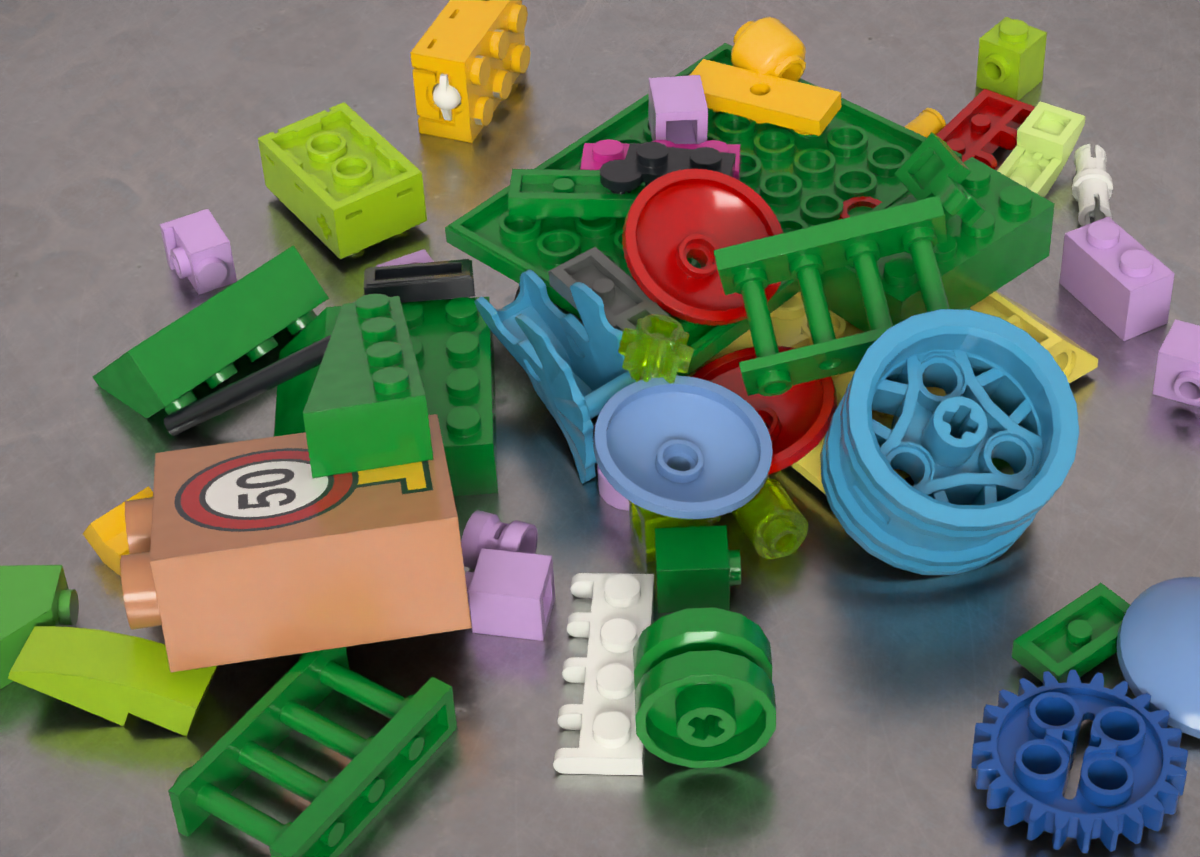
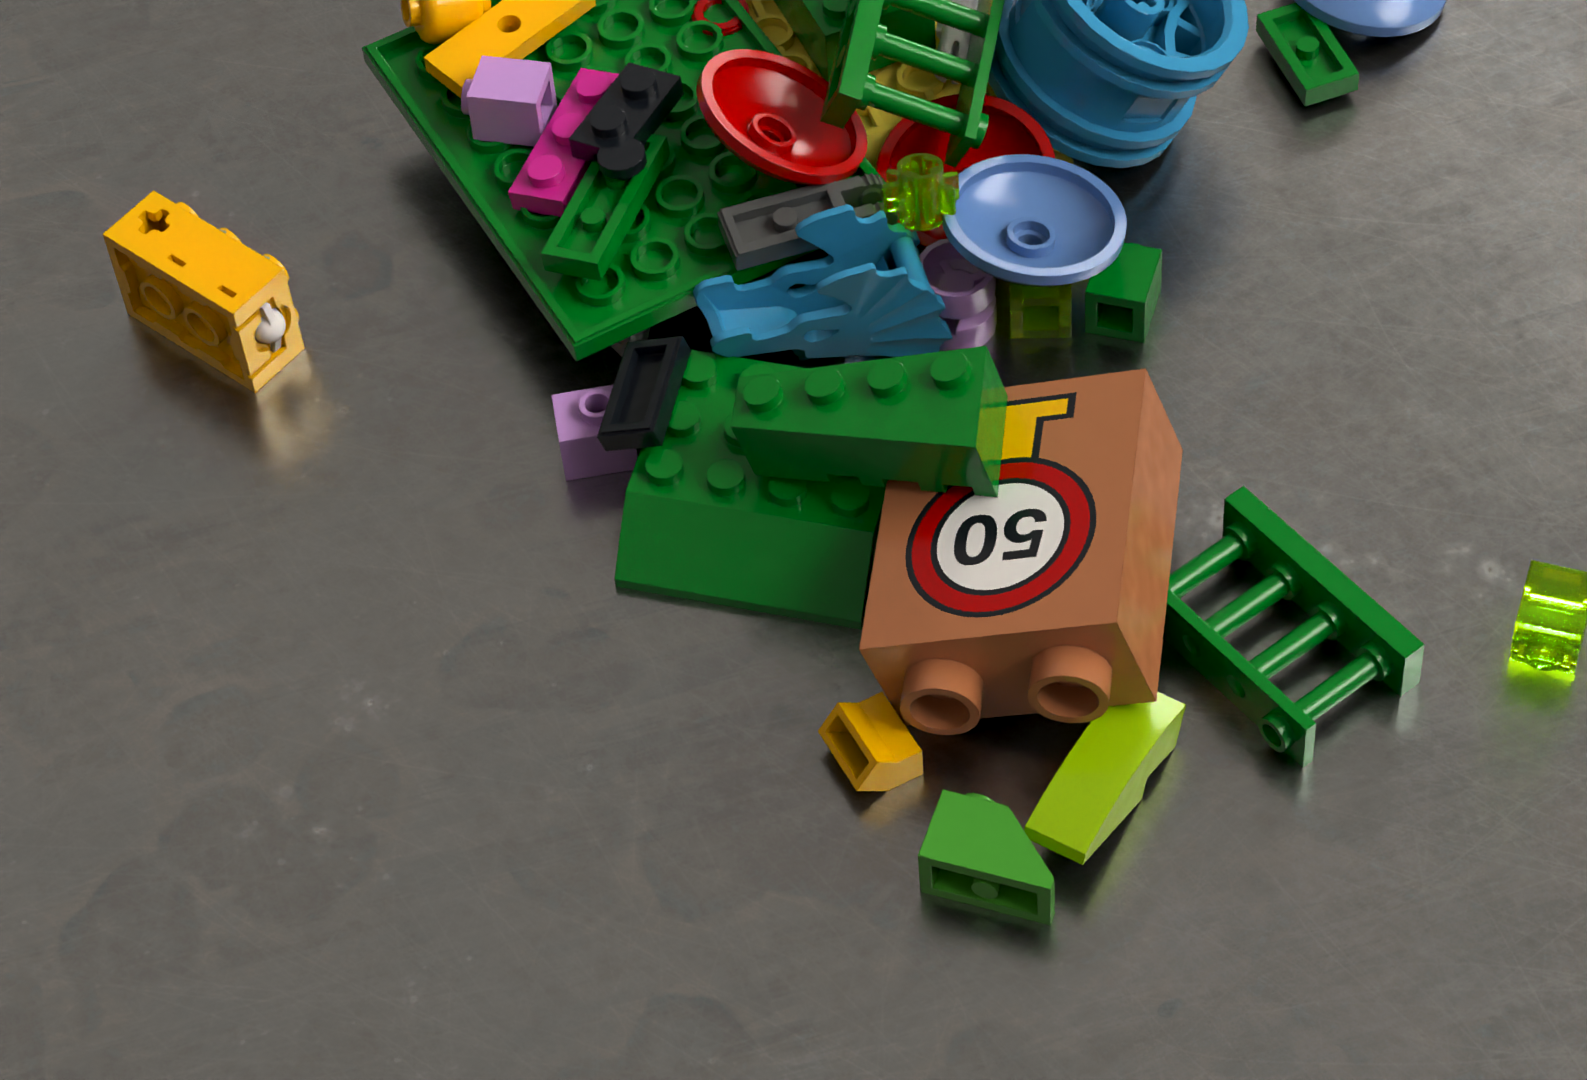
camera: 70 degrees left, 10 degrees up
(199, 251) = (414, 617): lavender brick -> none
(214, 335) = (573, 629): green slope -> none
(246, 388) = (715, 572): black bar -> none
(343, 180) = (363, 455): lime piece -> none
(607, 717) = (1231, 385): white hinge -> none
(704, 688) = (1305, 298): green wheel -> none
(1127, 771) = (1452, 91): blue gear -> none

